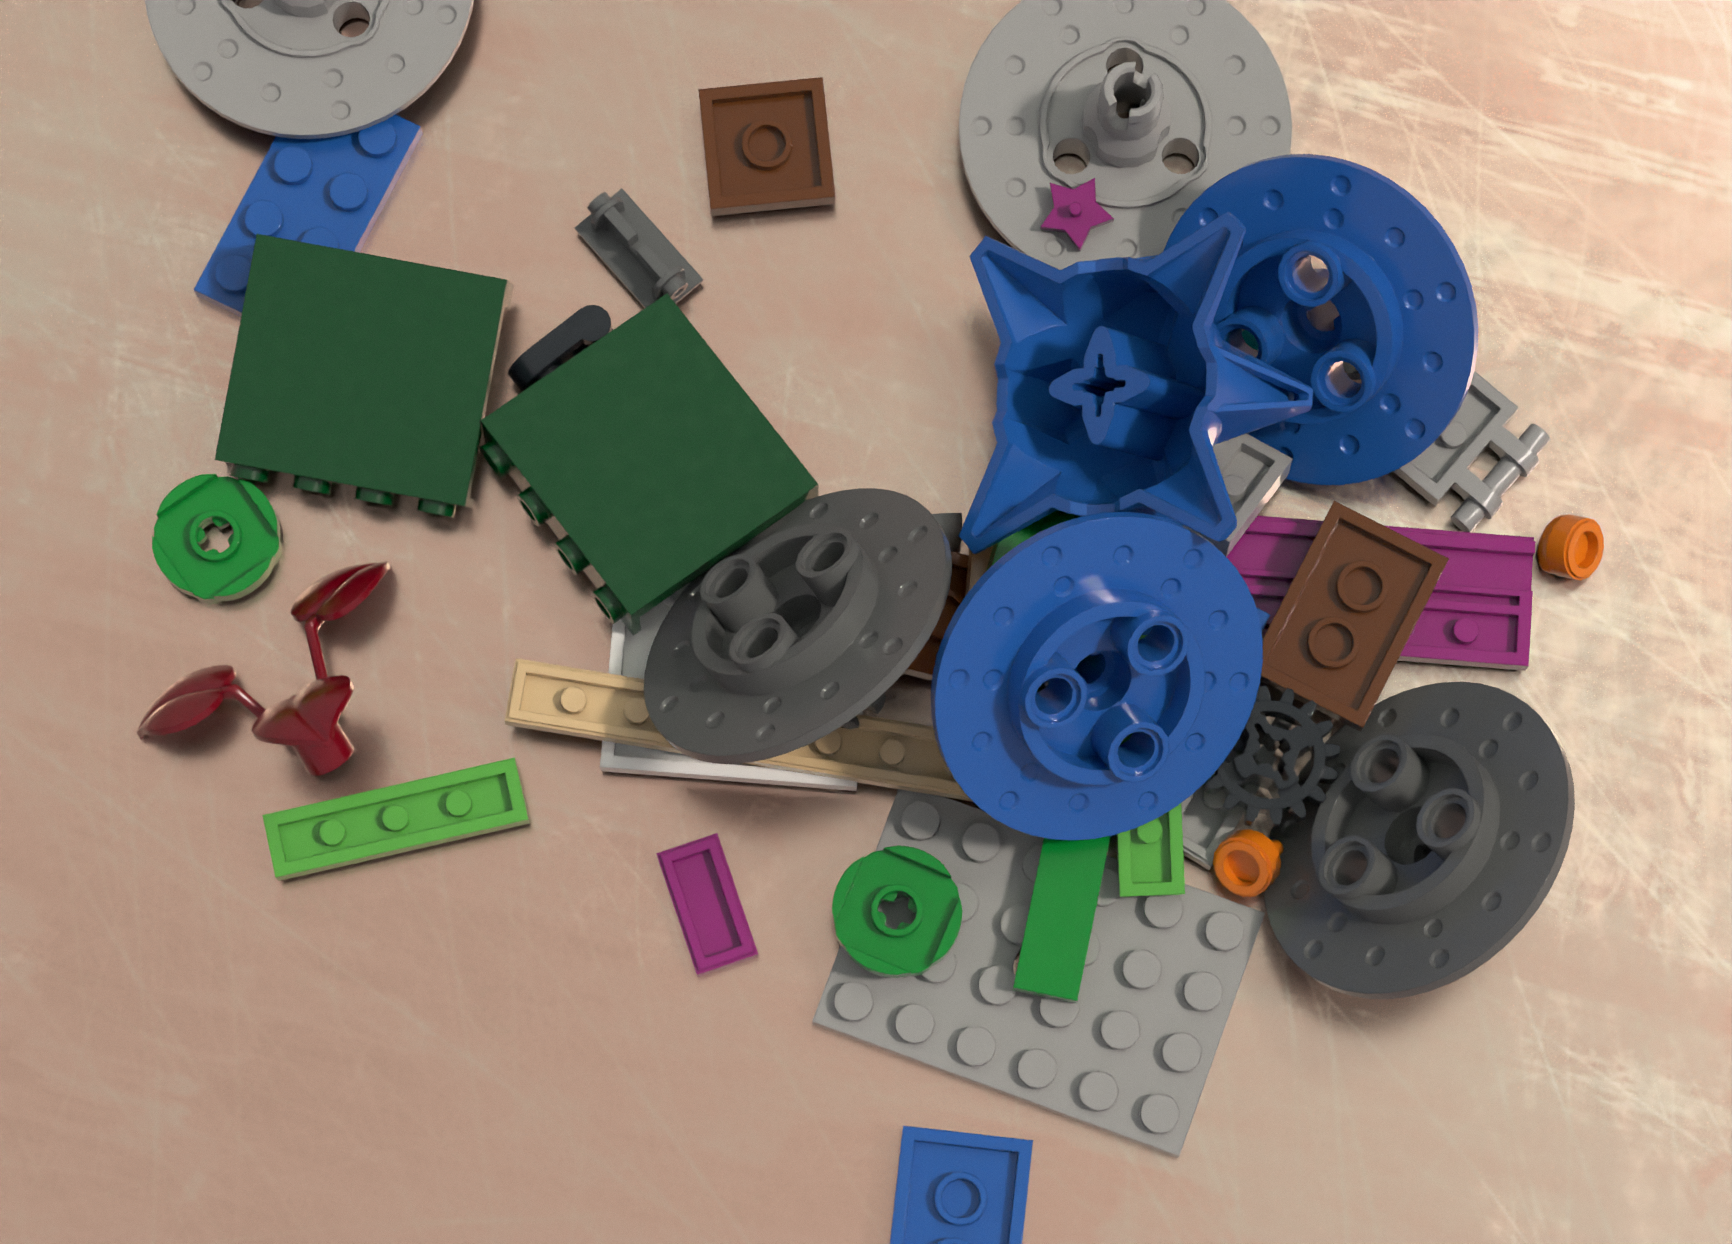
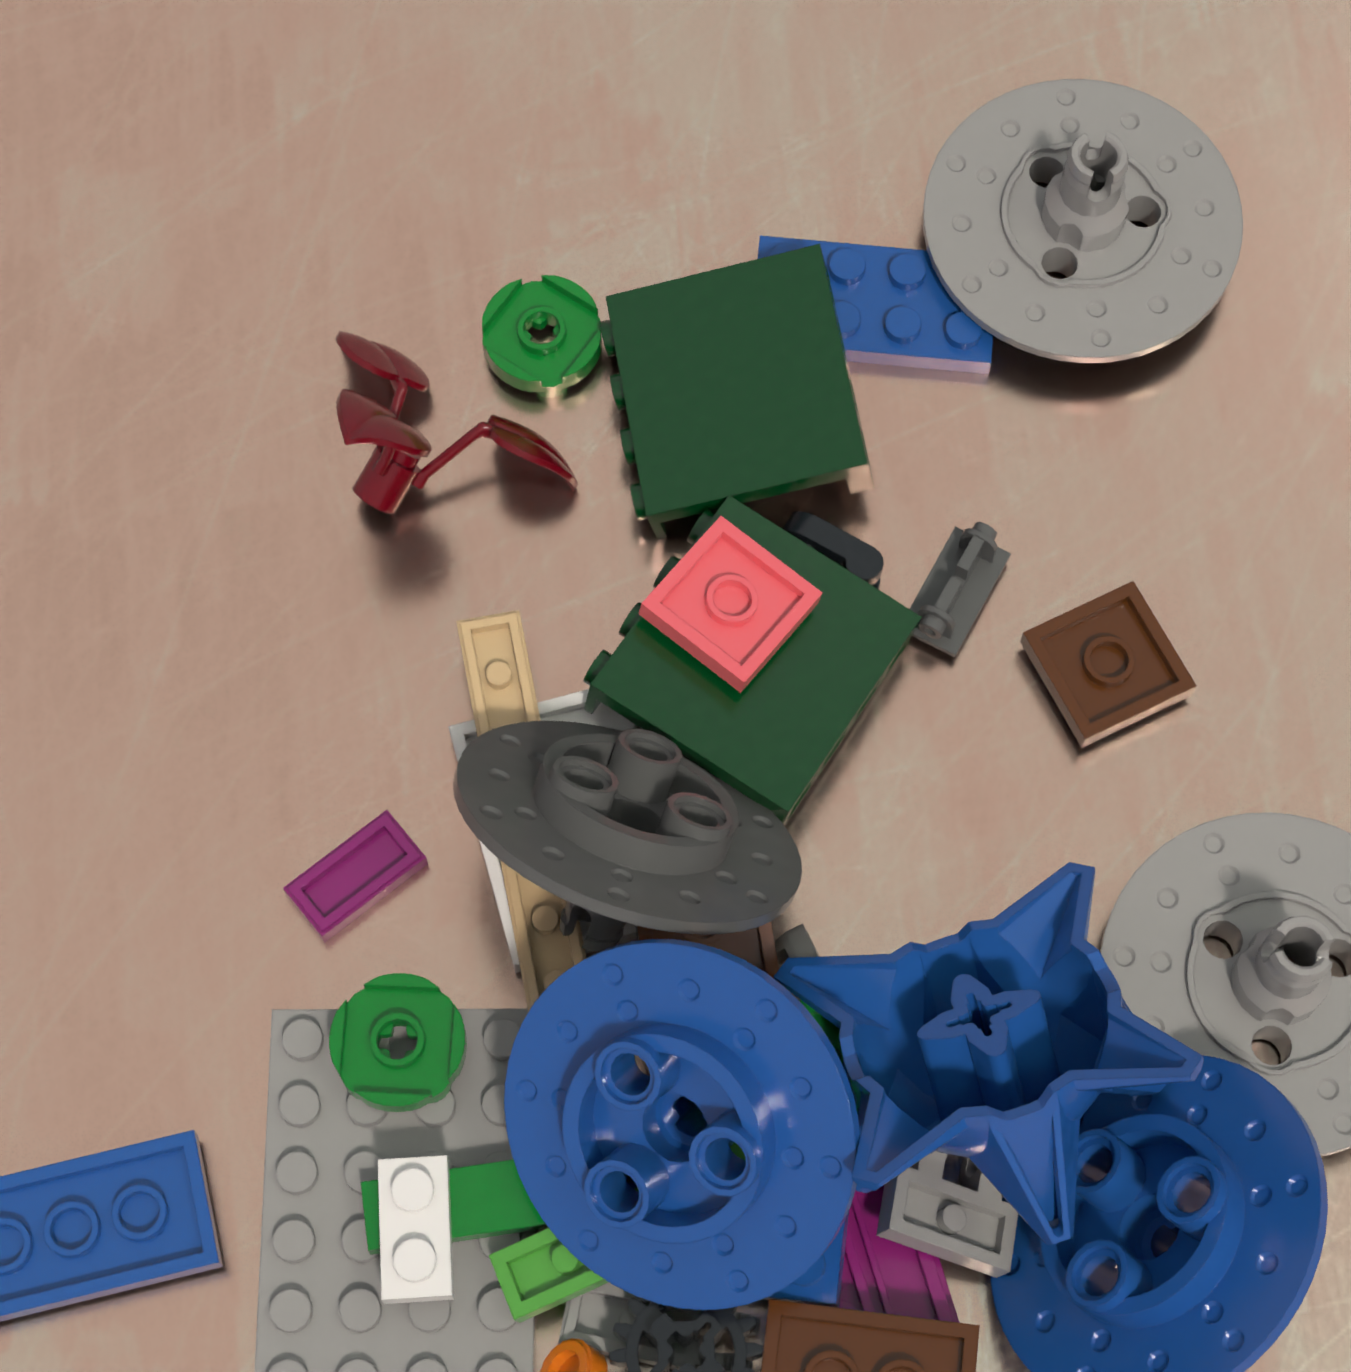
camera: 70 degrees right, 10 degrees down
(395, 819) = (339, 573): bright green plate -> none
(602, 458) = (730, 603): none -> coral plate
(1075, 212) = (1166, 961): magenta piece -> none
(1077, 951) = (415, 1229): none -> white plate

